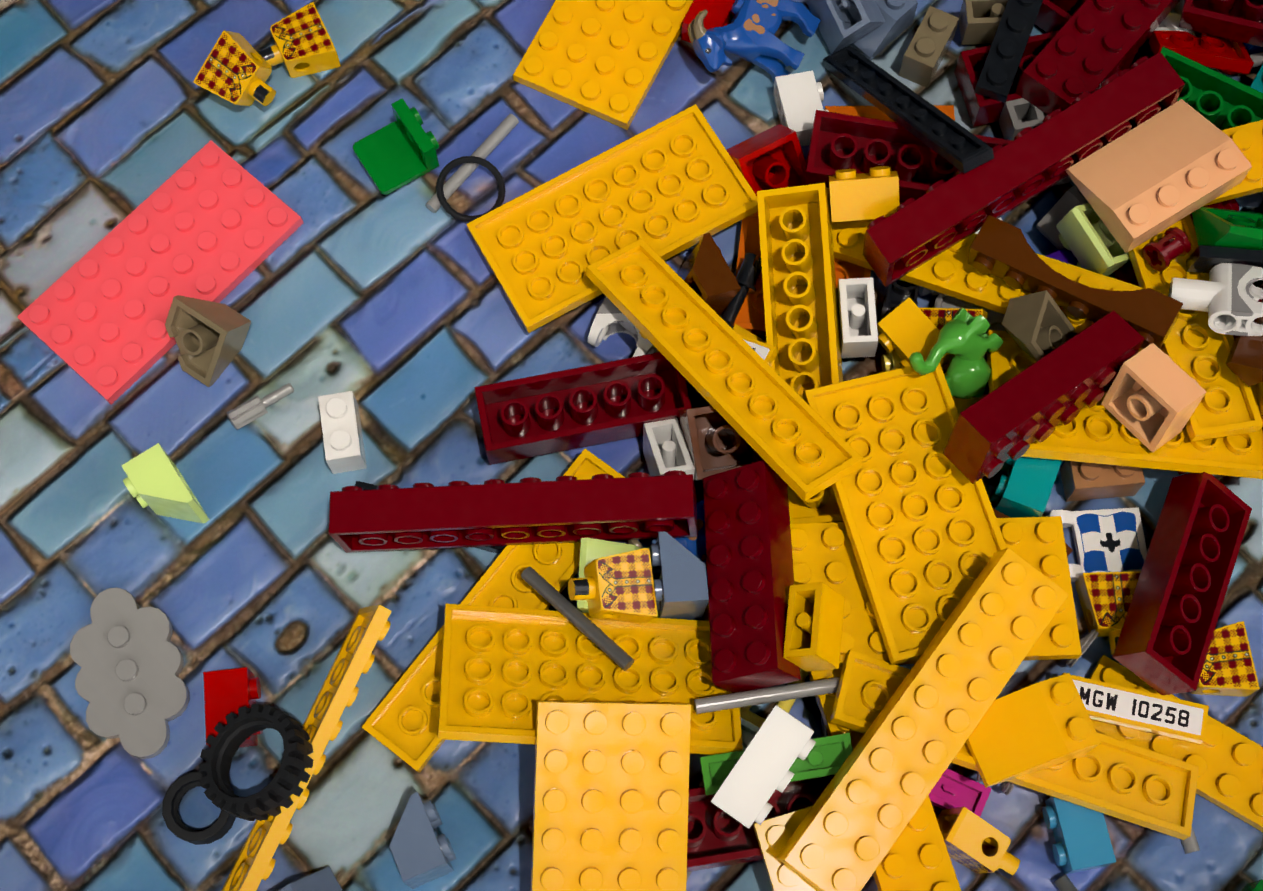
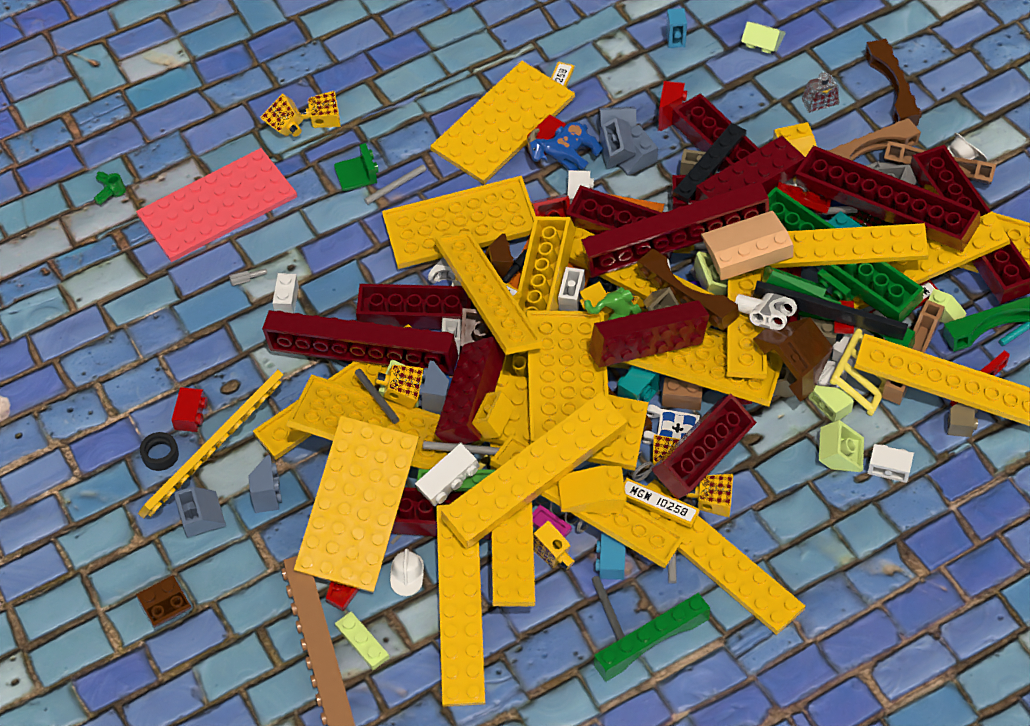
camera: 15 degrees right, 15 degrees down
(129, 673) = (142, 385): light grey plate -> none
(159, 484) = (185, 300): yellowish green slope -> none
(206, 336) = (229, 237): dark tan slope -> none
(226, 744) = (203, 435): black tyre -> none
(468, 159) = (388, 181): black tyre -> none
(863, 194) = (584, 226): yellow brick -> none
(909, 109) = (628, 192): black tile -> none
(928, 46) = (659, 172): dark tan brick -> none
(1153, 397) = (708, 347): light nougat brick -> none
(1162, 252) = (743, 282): dark red bush -> none

